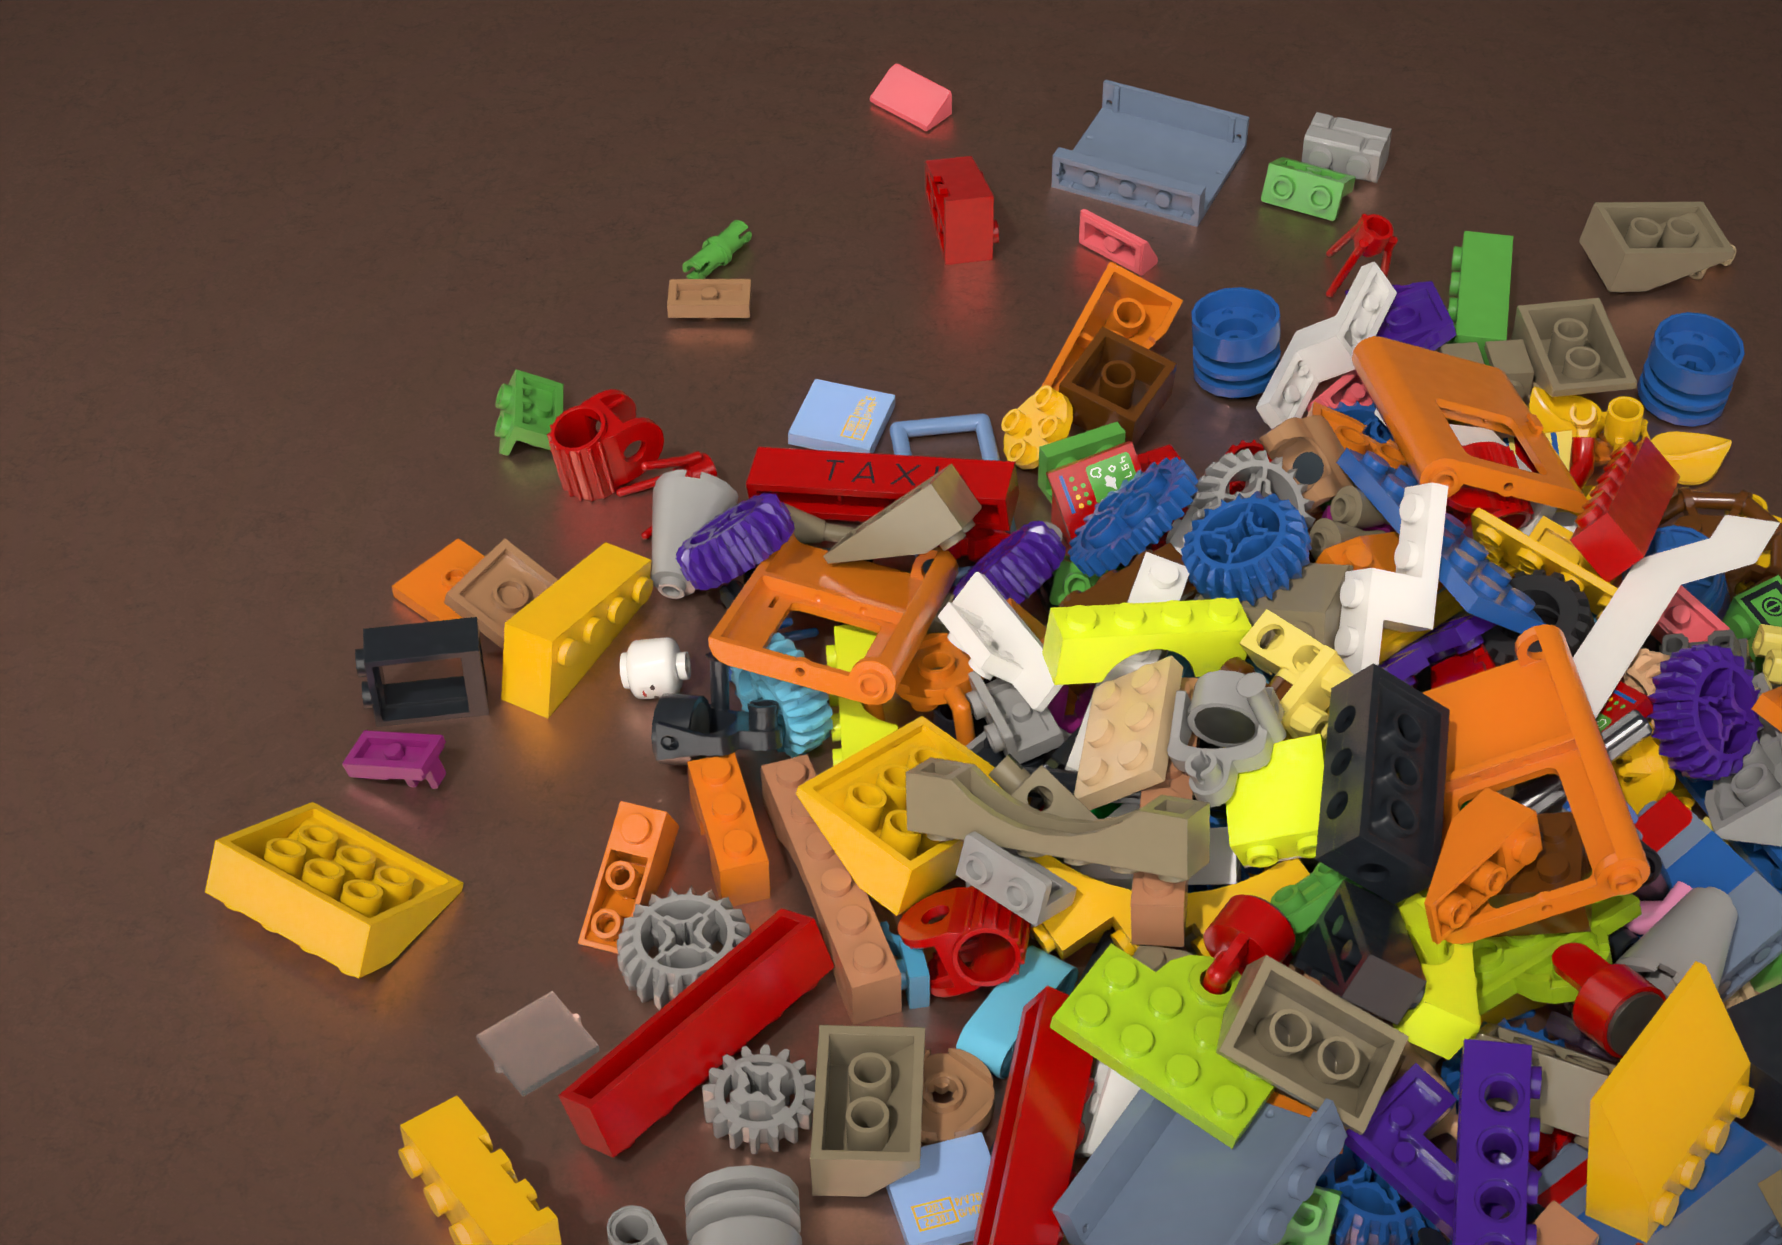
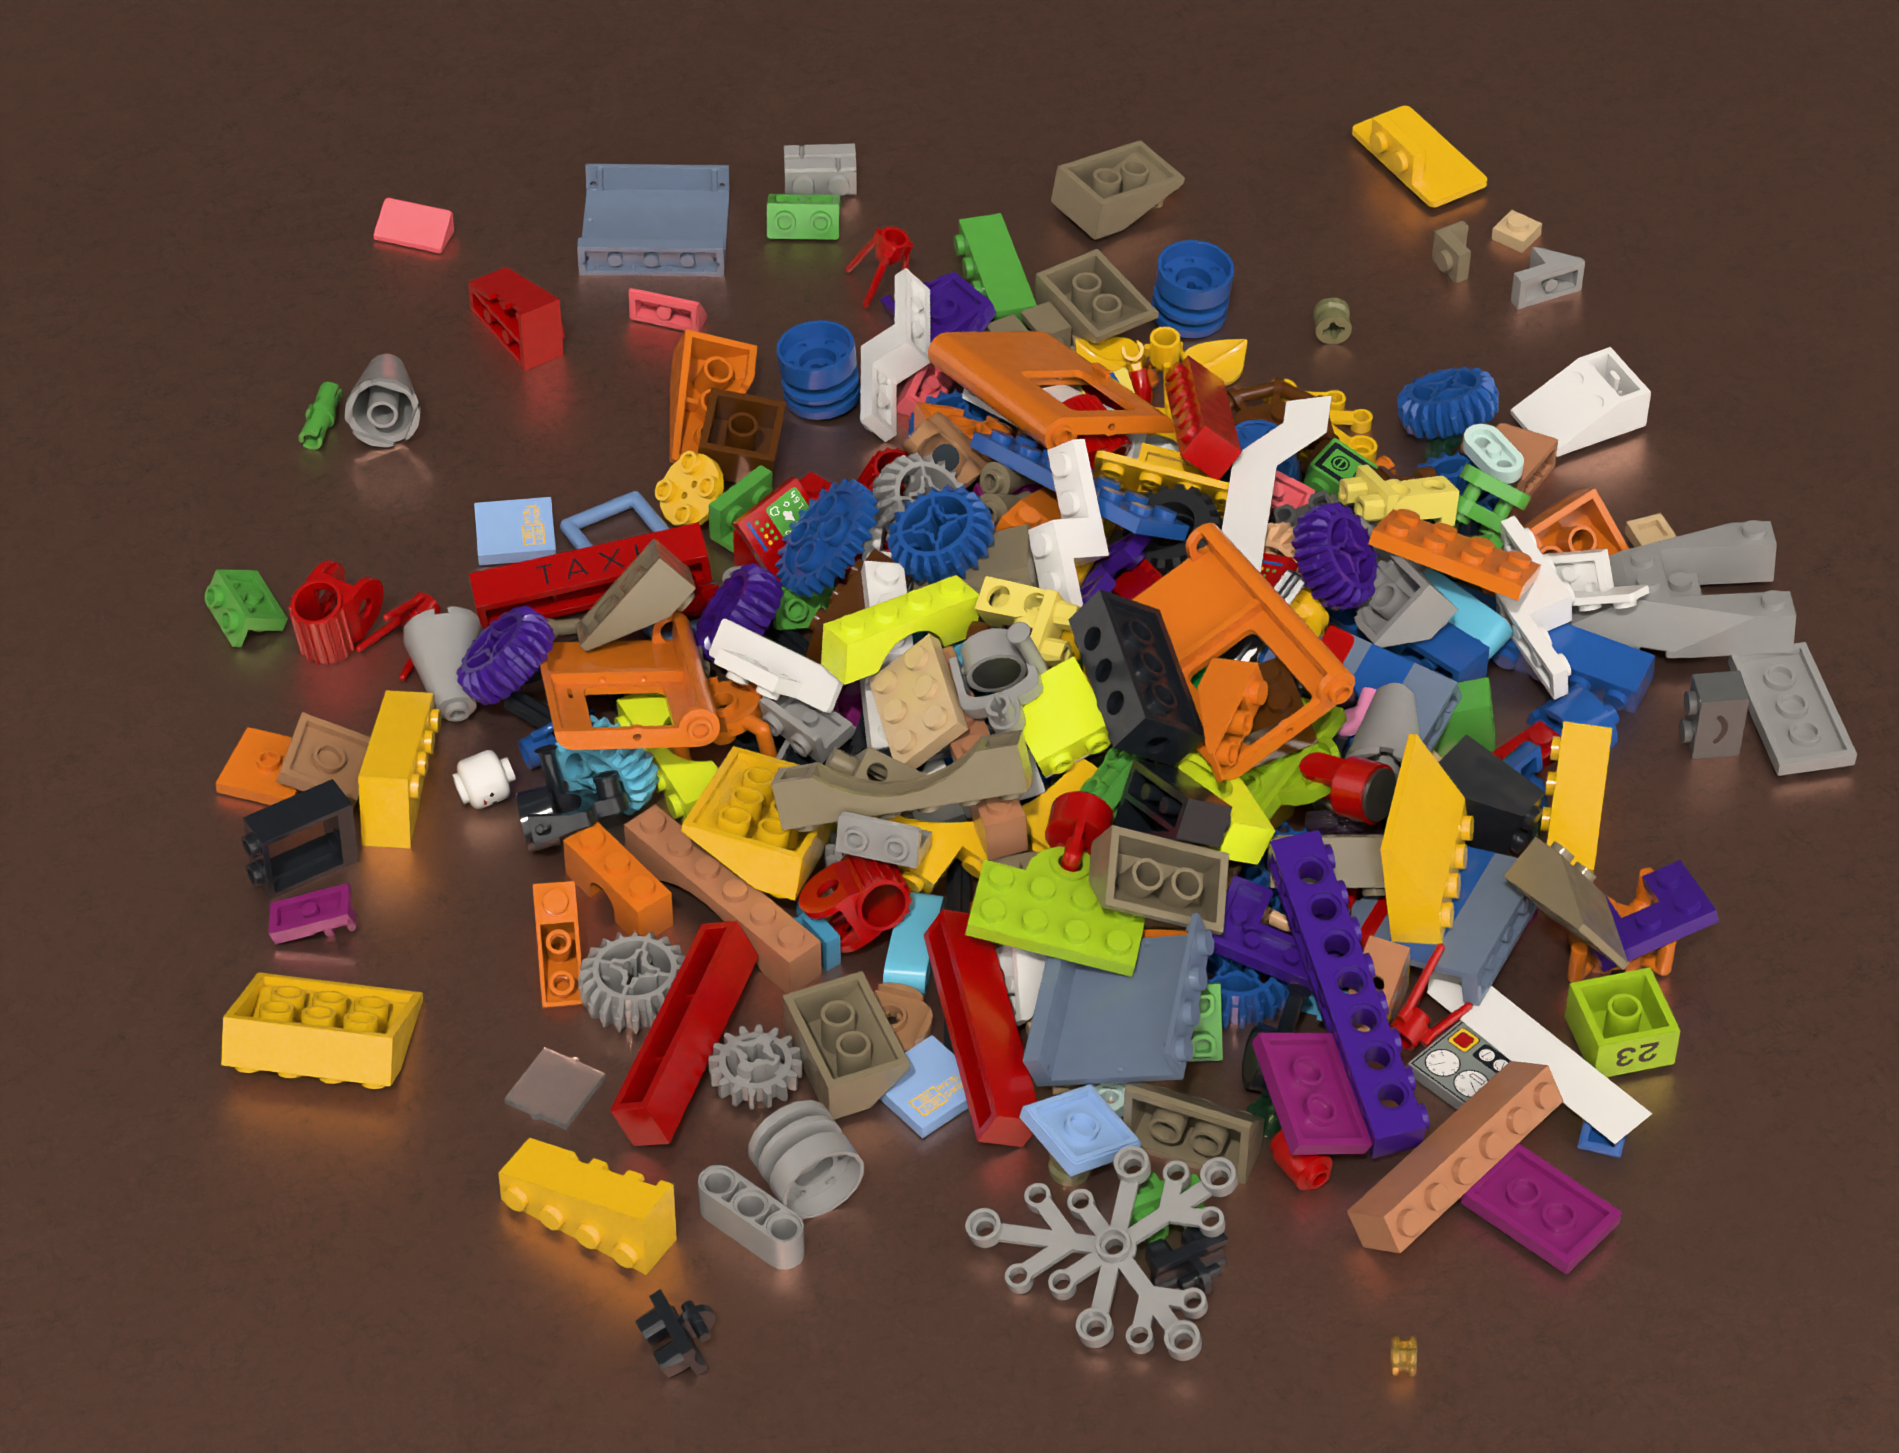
camera: 25 degrees left, 0 degrees up
(709, 298) = (340, 459): medium nougat plate -> none
(777, 253) = (383, 403): none -> light grey cone

